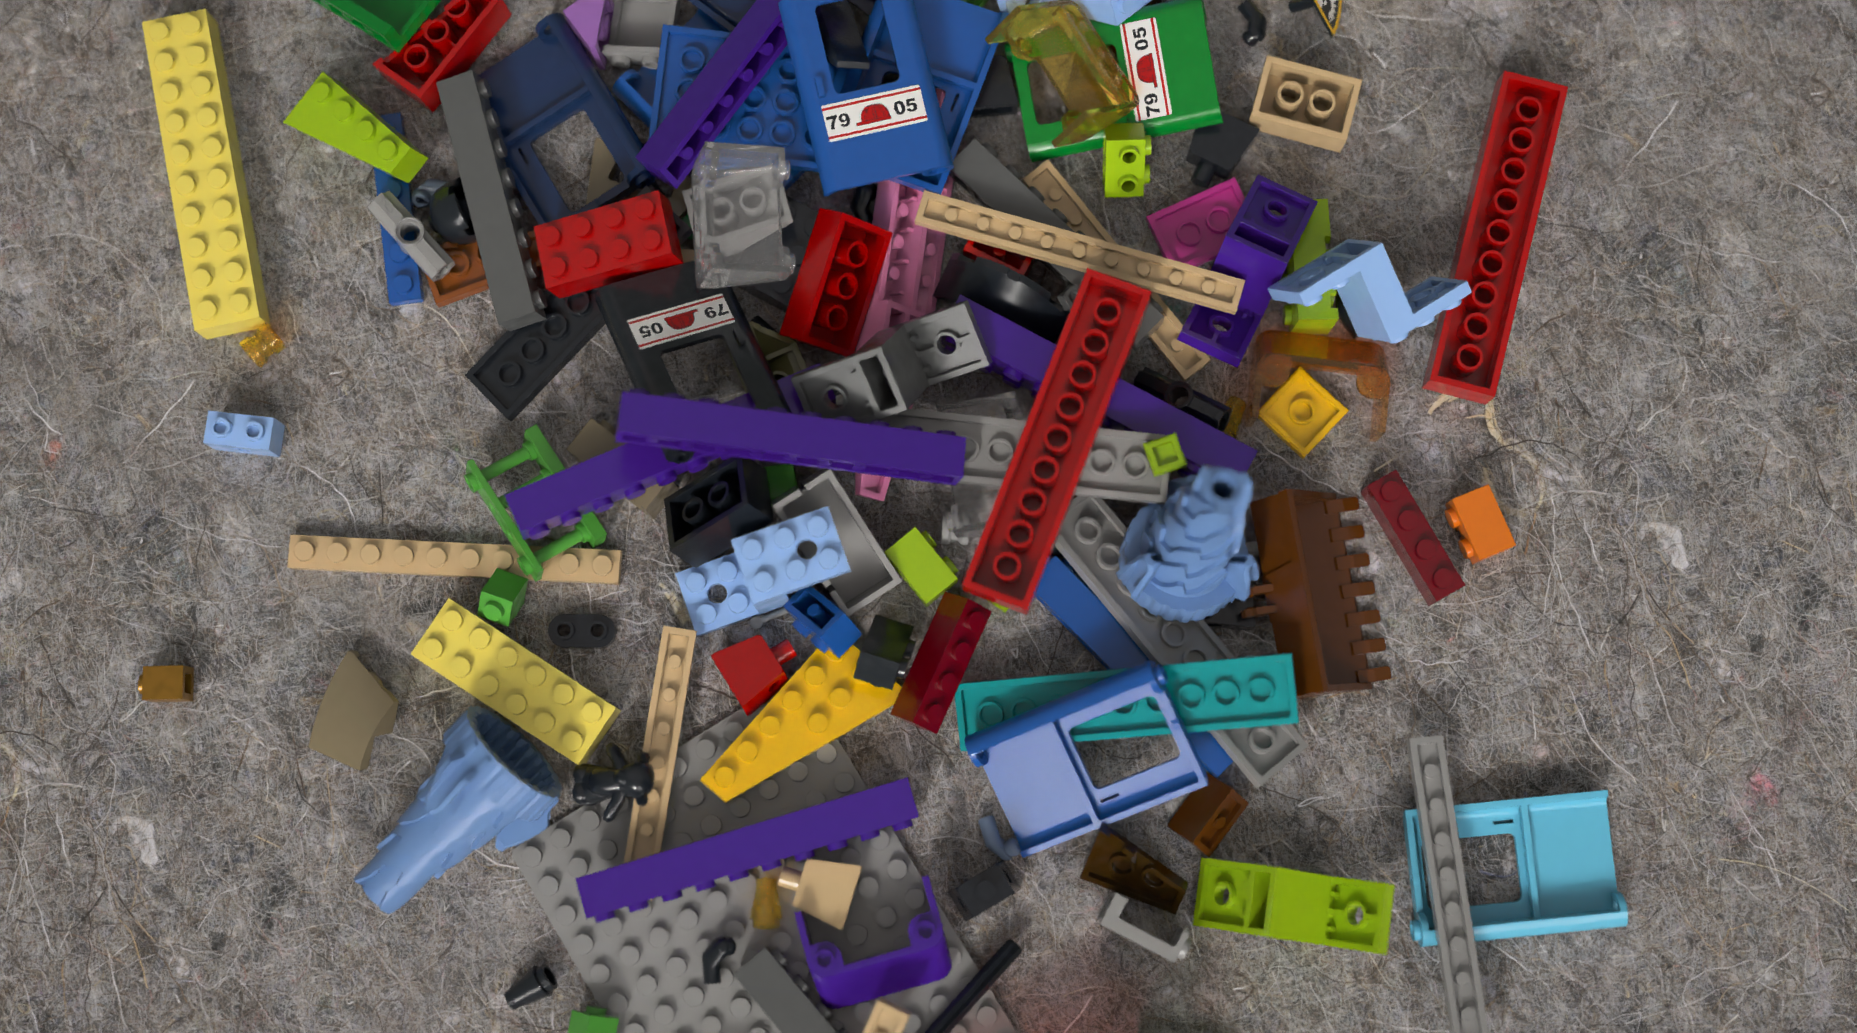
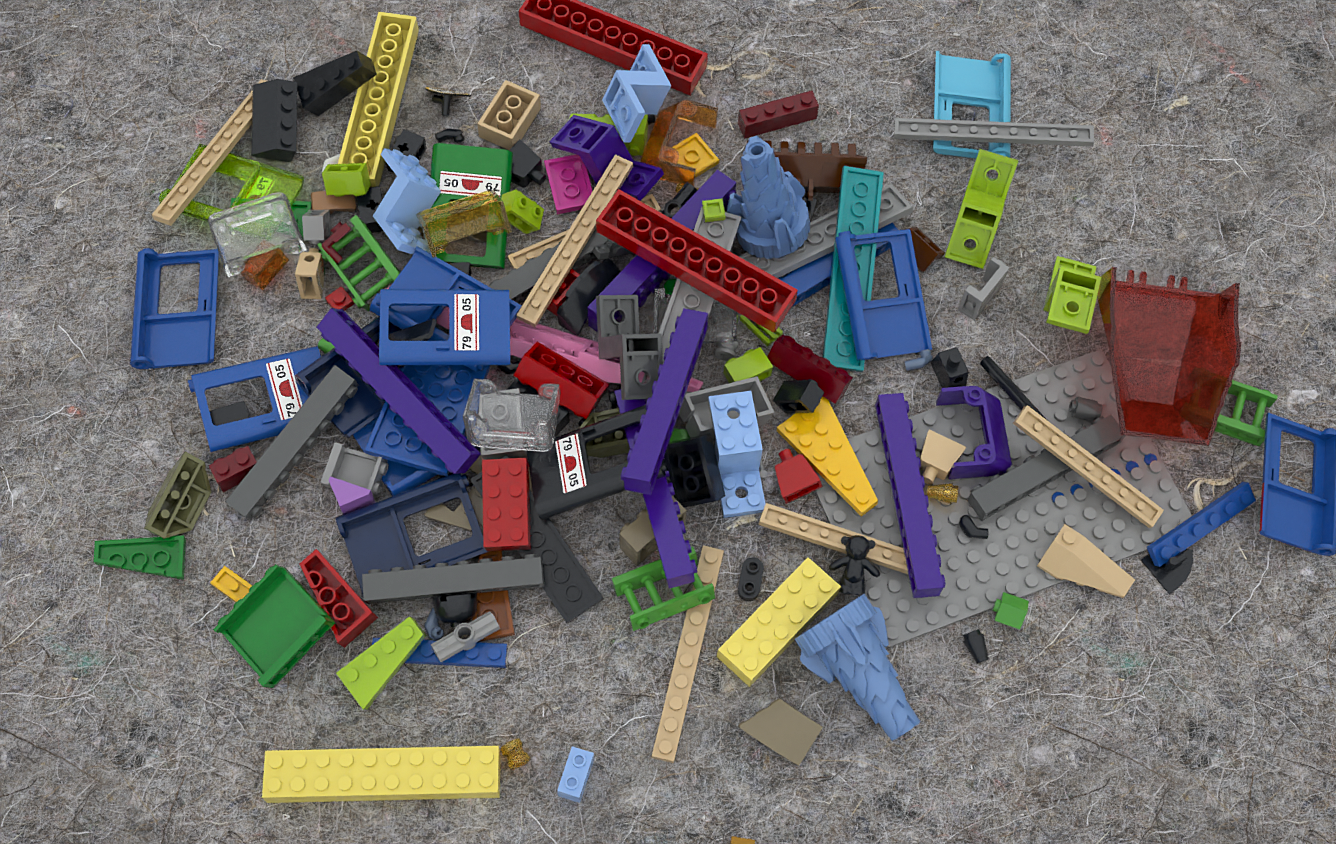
camera: 85 degrees left, 15 degrees down
(502, 597) = (722, 619): bright green brick -> none
(823, 621) = (775, 424): blue brick -> none
(1132, 872) = (948, 291): dark brown wing -> none
(1479, 524) = (775, 81): orange piece -> none

